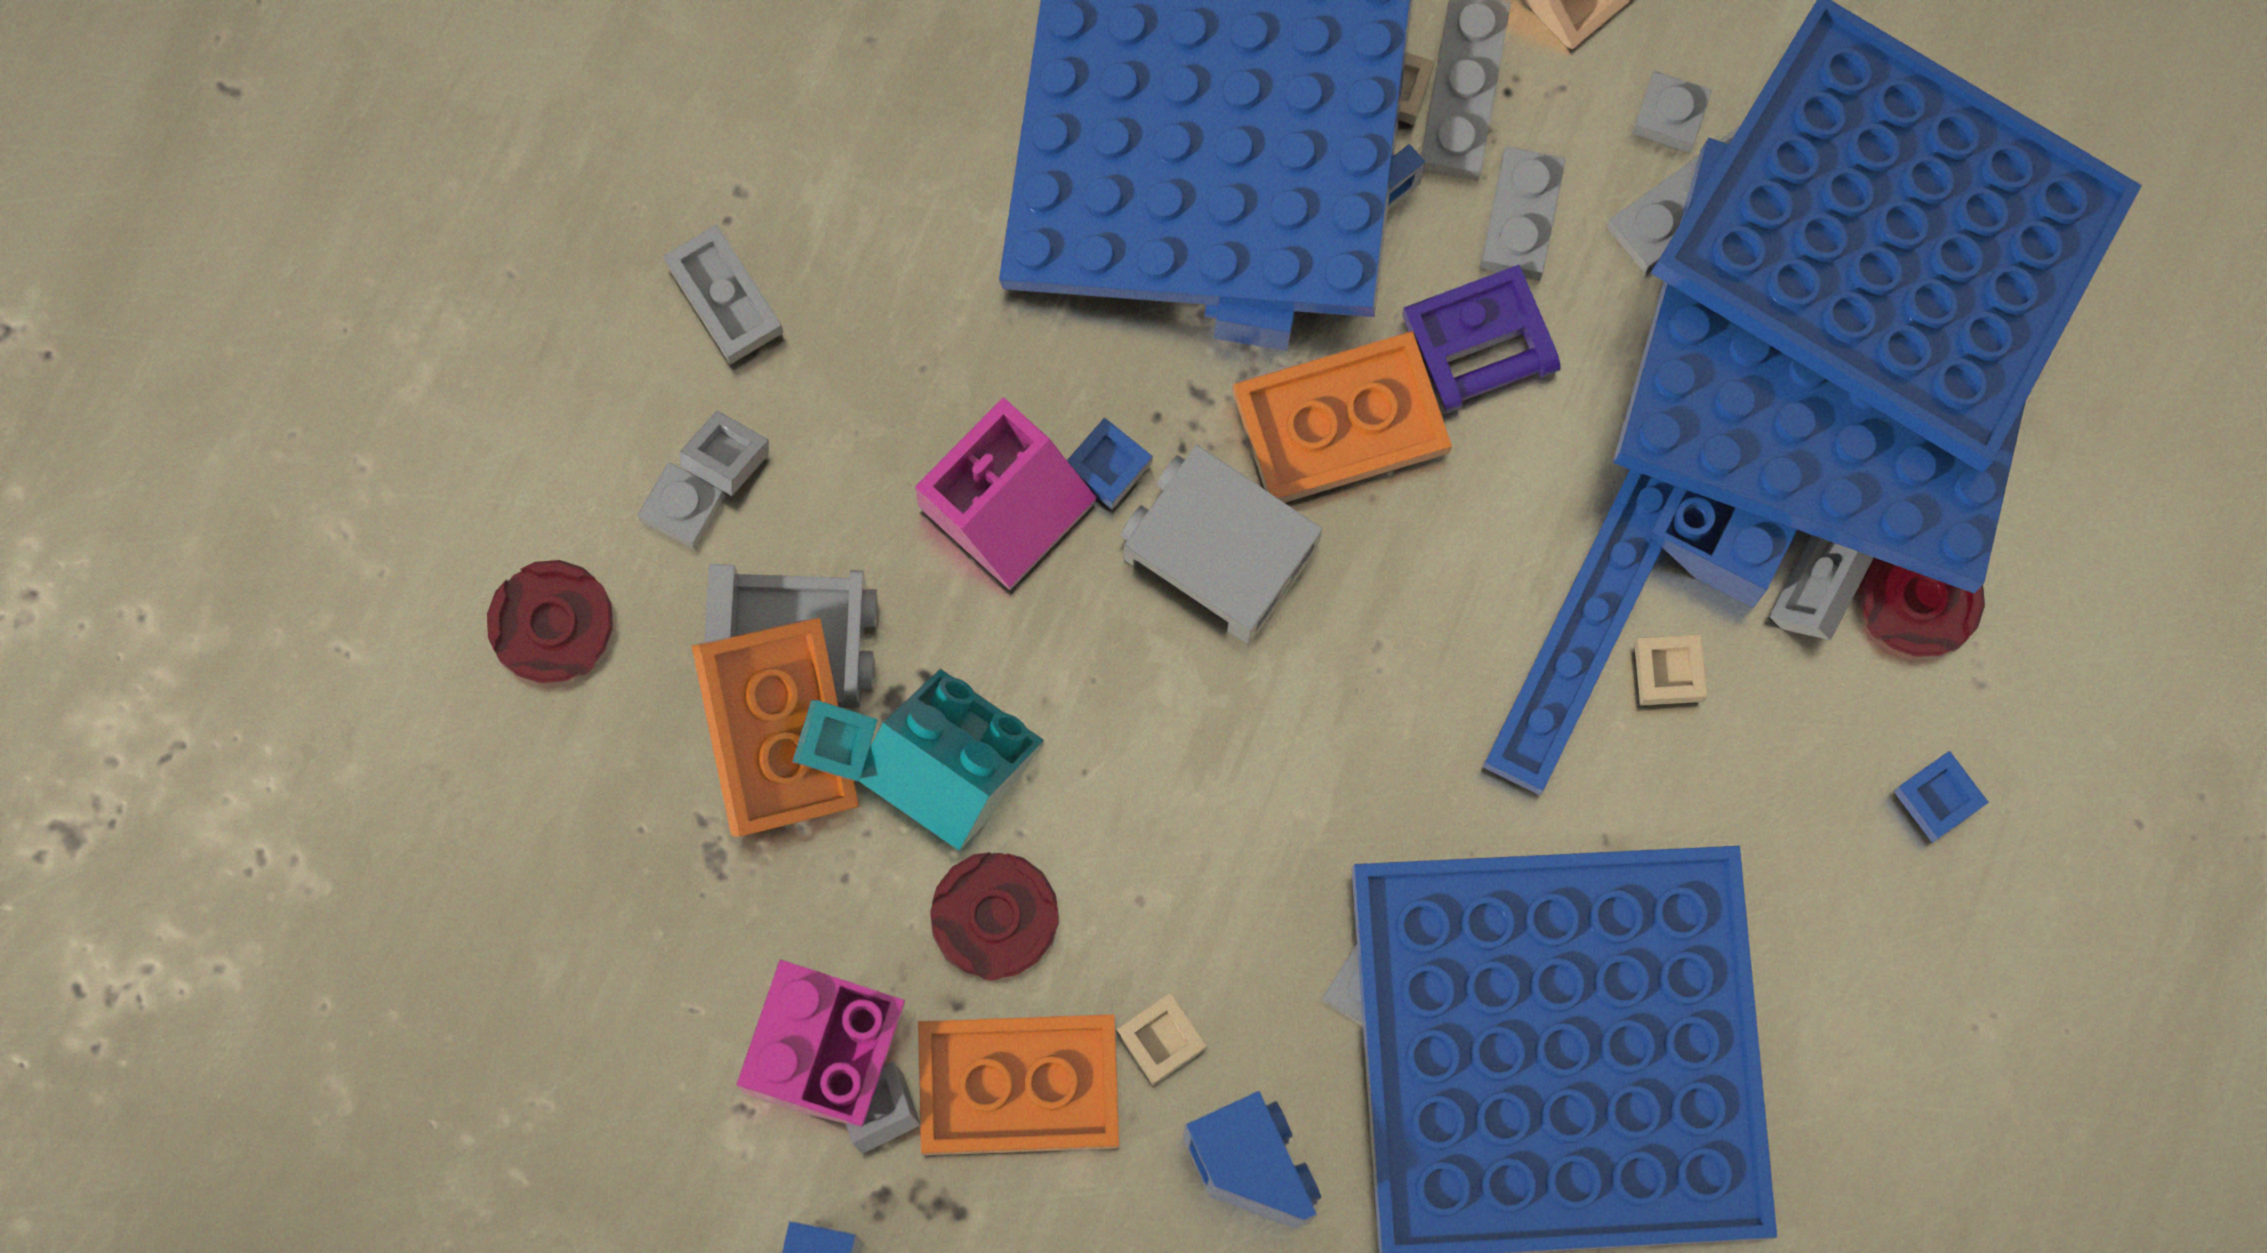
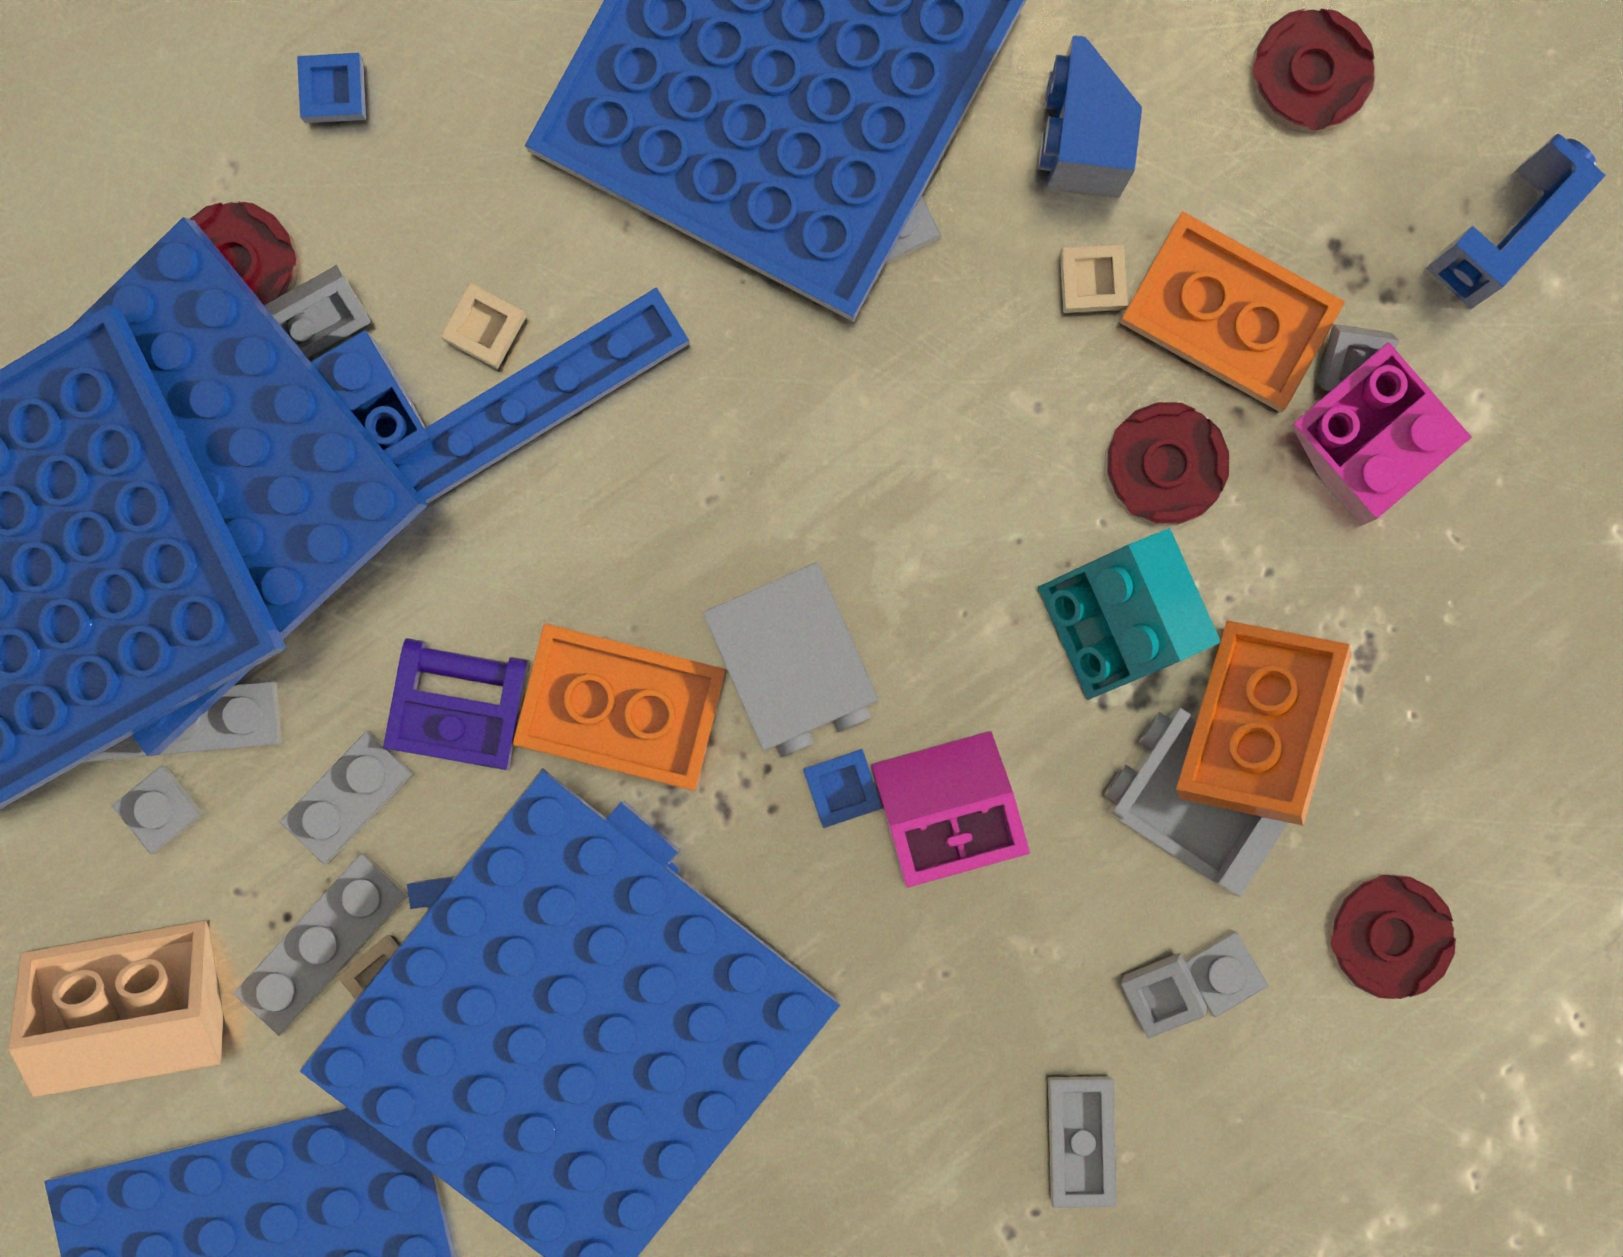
camera: 150 degrees left, 10 degrees up
(835, 740) = (1224, 675): teal plate -> none

